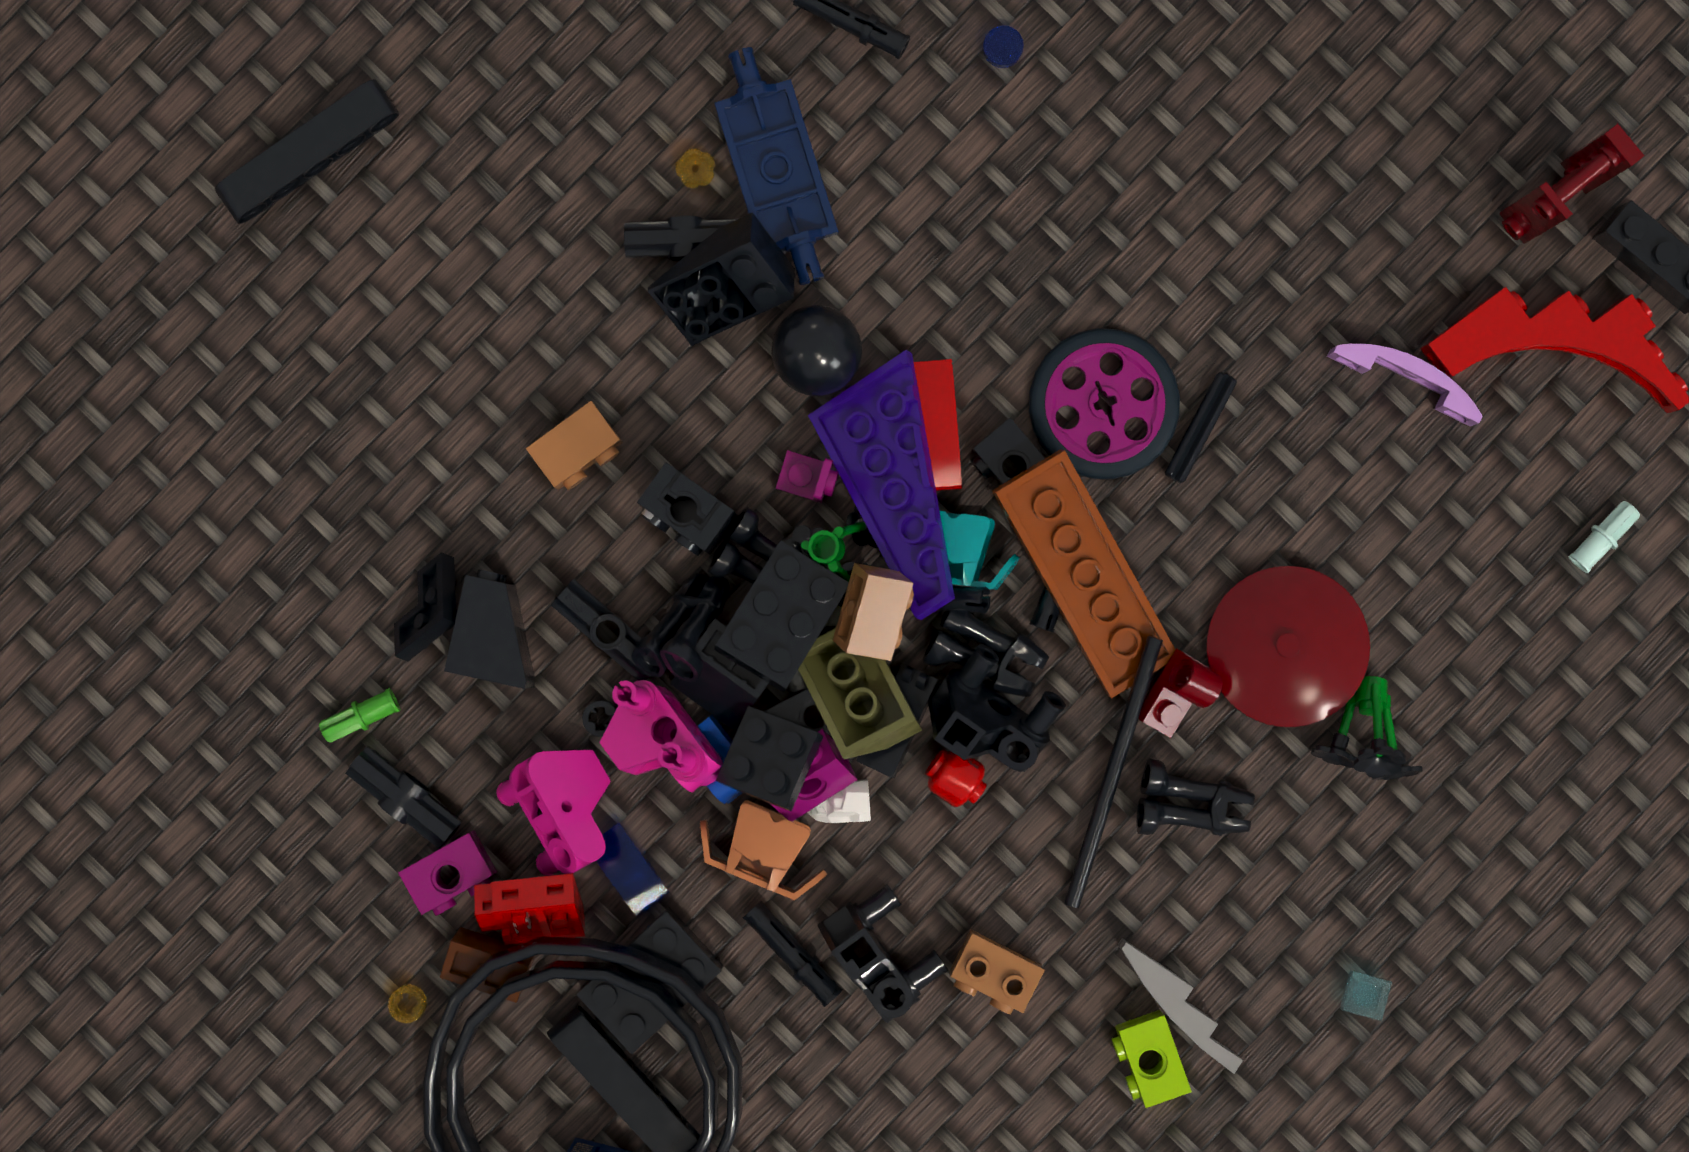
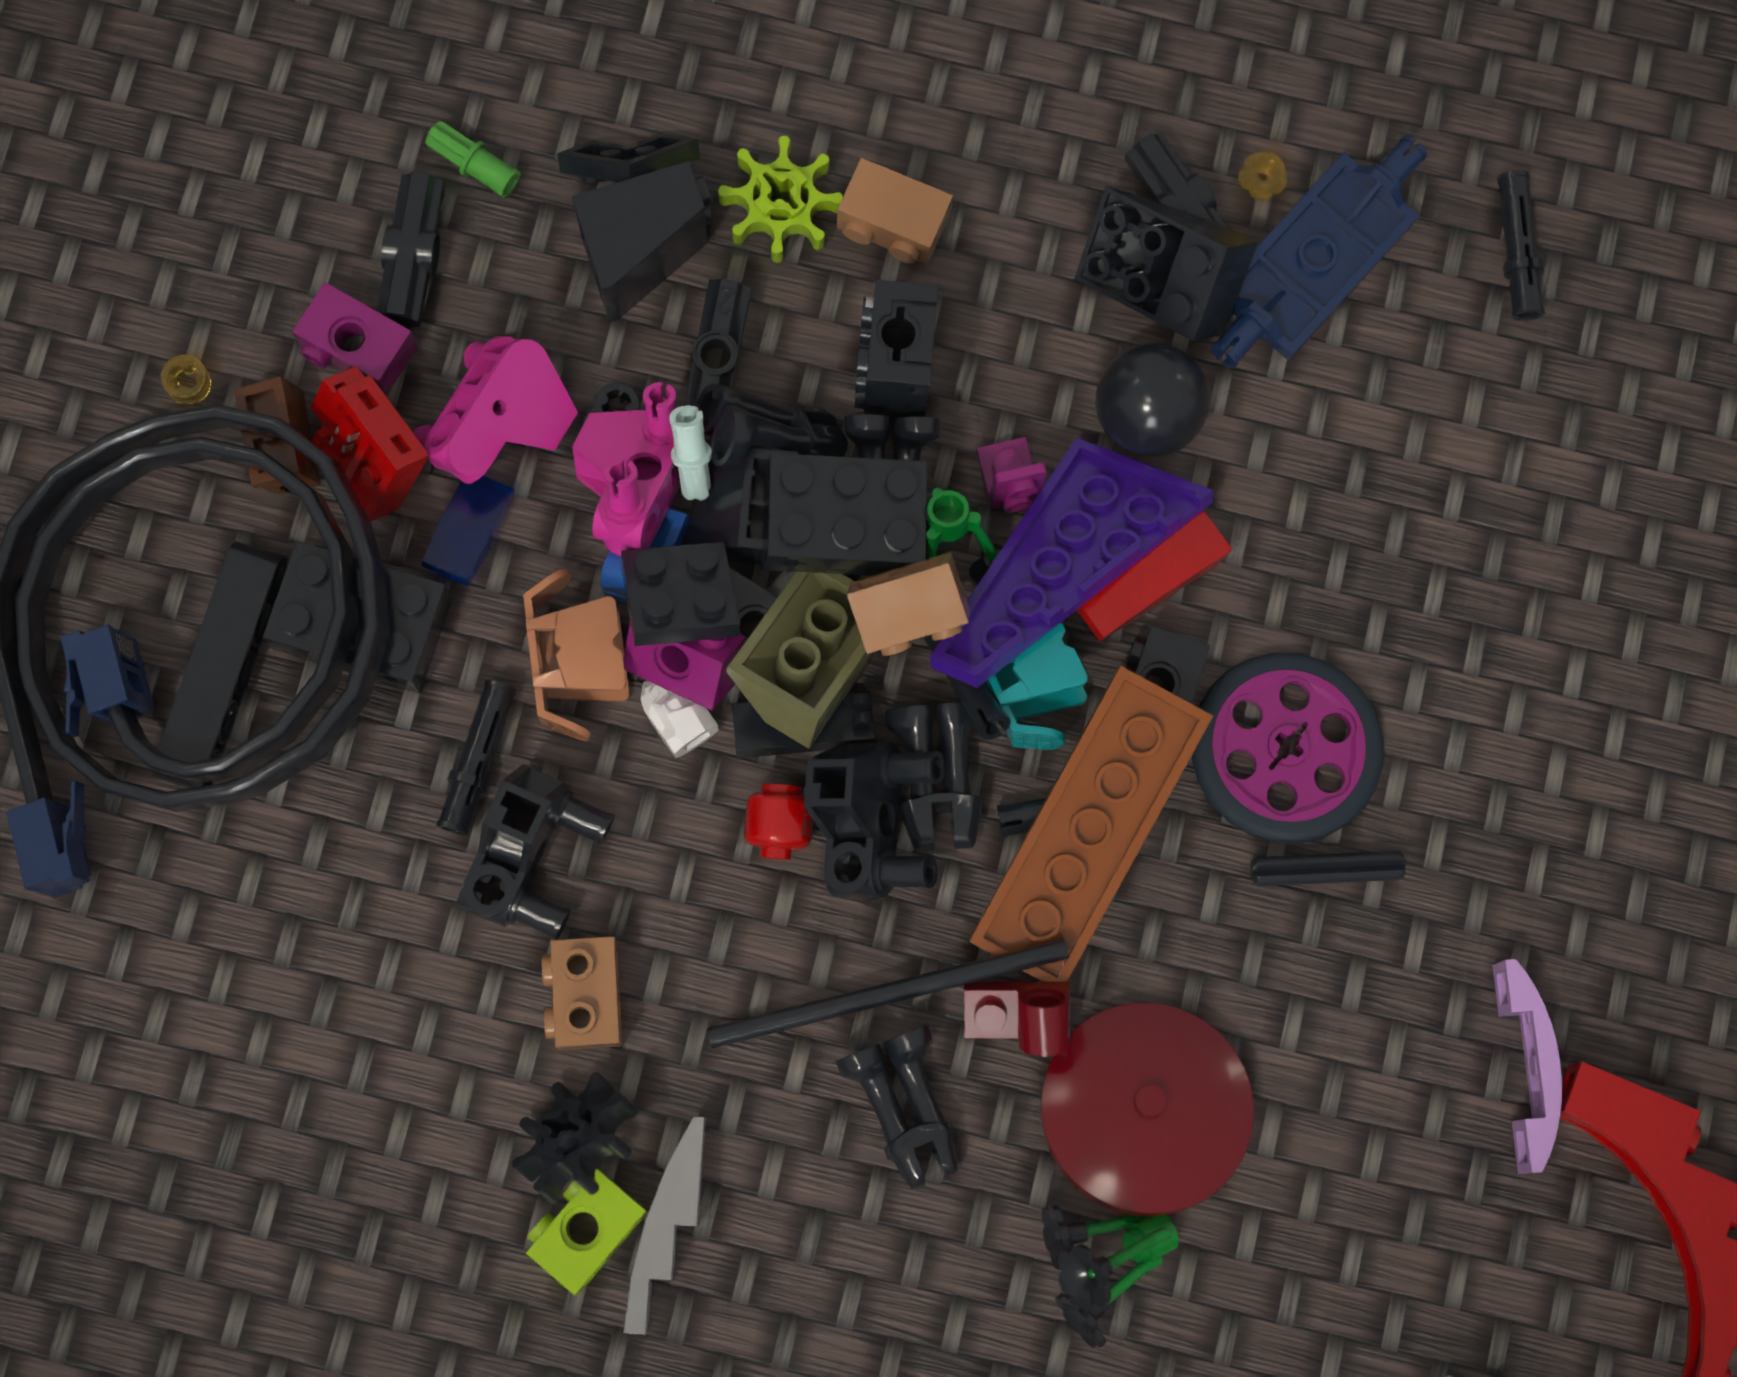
camera: 55 degrees right, 10 degrees down
(514, 499) = (778, 217): none -> lime gear
(673, 692) = (691, 452): none -> light aqua axle
(1003, 46) = (1596, 418): clear blue tile -> none
(1104, 1039) = (574, 1138): none -> black gear

